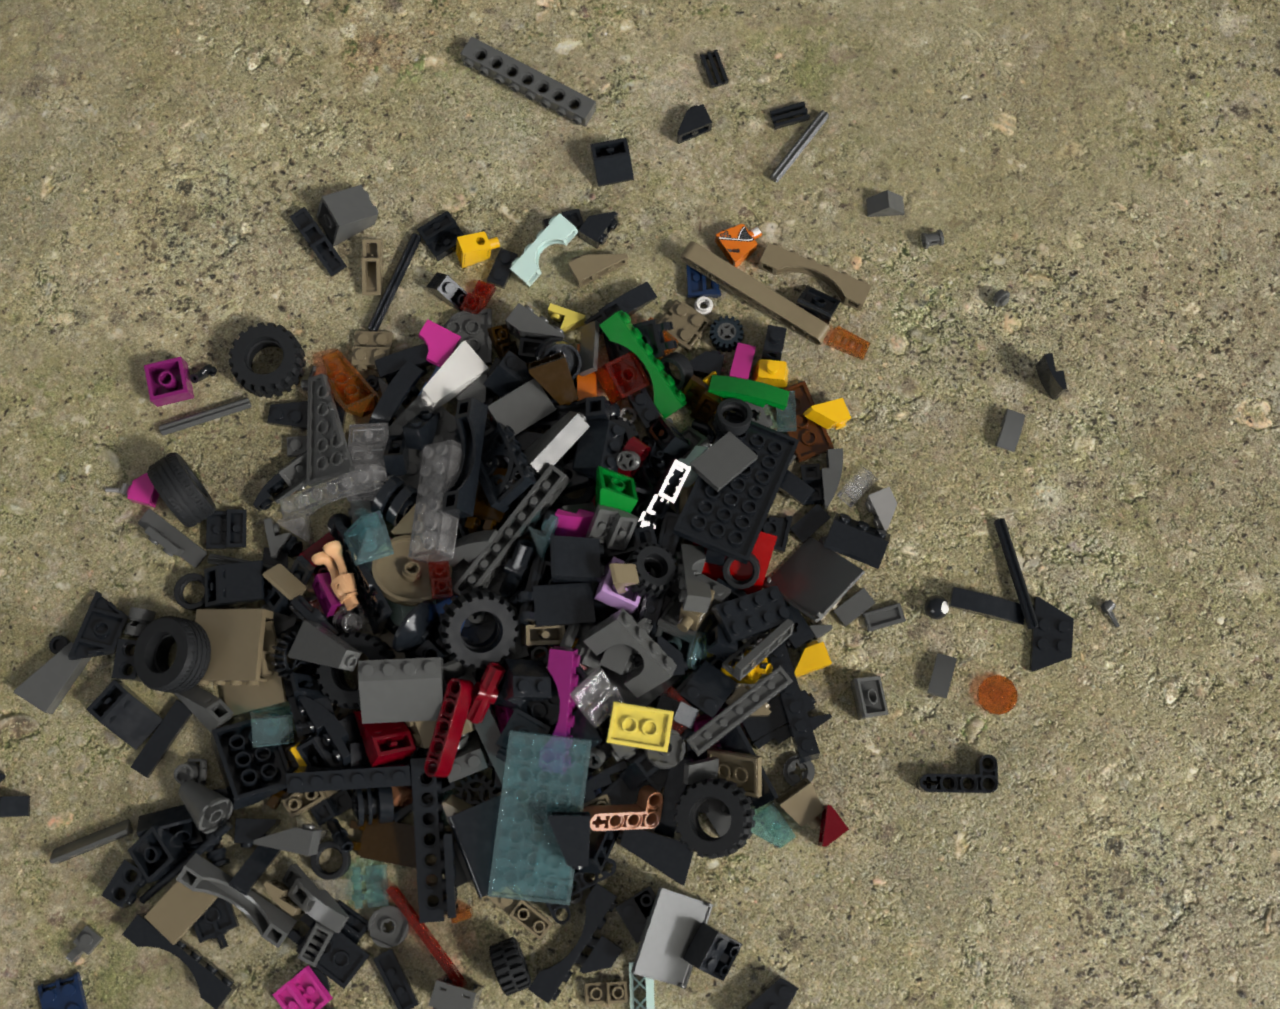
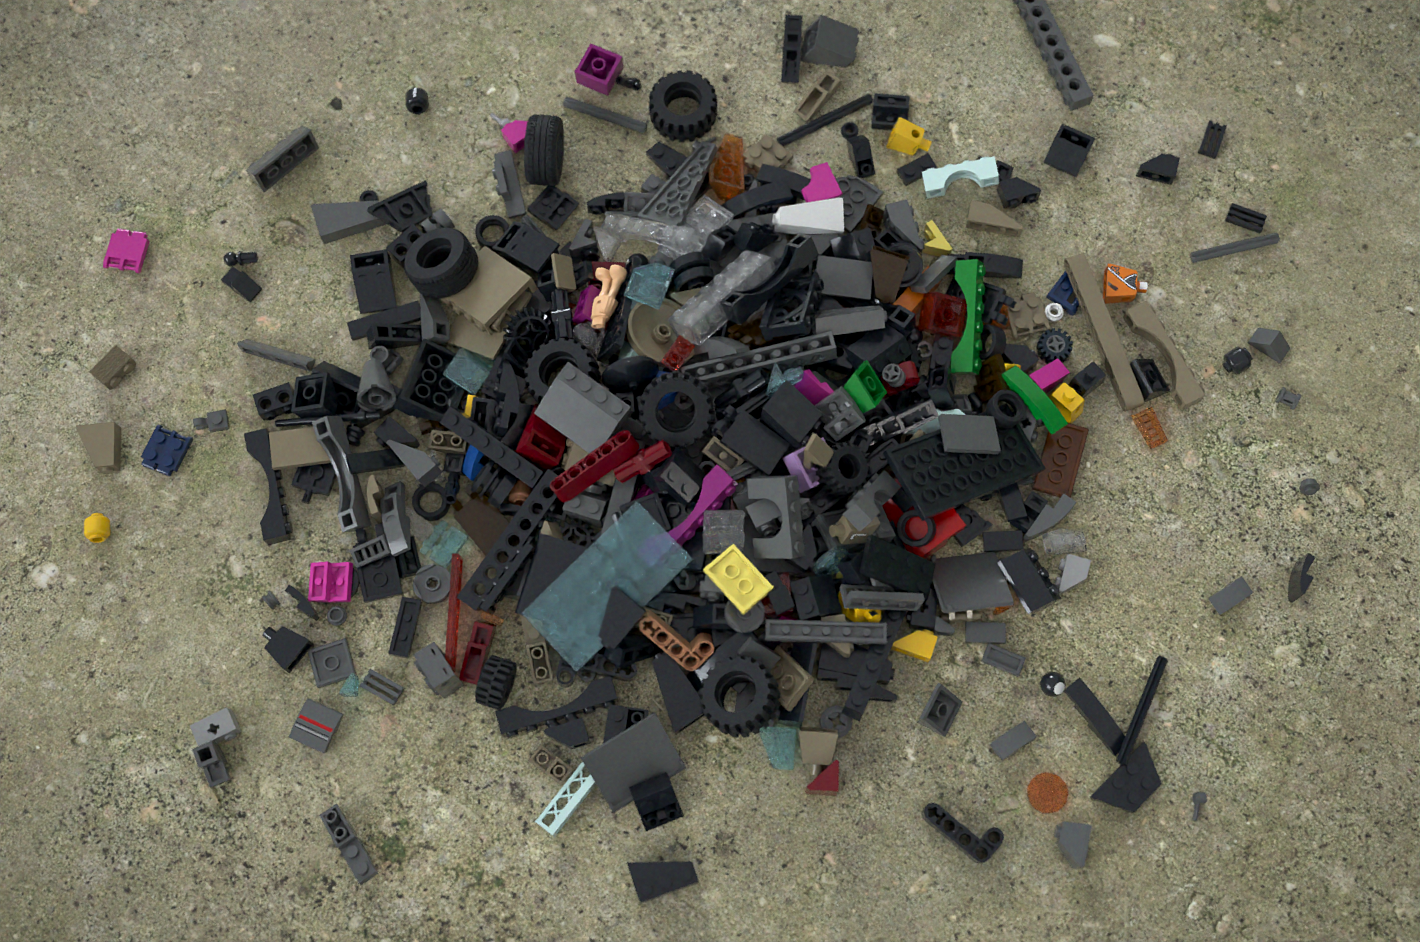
camera: 40 degrees right, 5 degrees down
(30, 528) = (417, 100): none -> black head
(181, 746) = (393, 335): none -> black slope
(321, 646) = (551, 336): dark grey slope -> none
(340, 802) = (472, 462): none -> blue slope
(419, 272) = (849, 126): none -> black plate
(472, 952) = (477, 651): none -> dark red slope
(478, 299) = (879, 178): clear red slope -> none
(787, 418) = (1052, 443): clear light blue slope -> none
(829, 414) = (1087, 468): yellow slope -> none
(872, 237) = (1237, 360): none -> black head
(1048, 718) = (1073, 842): none -> dark grey slope

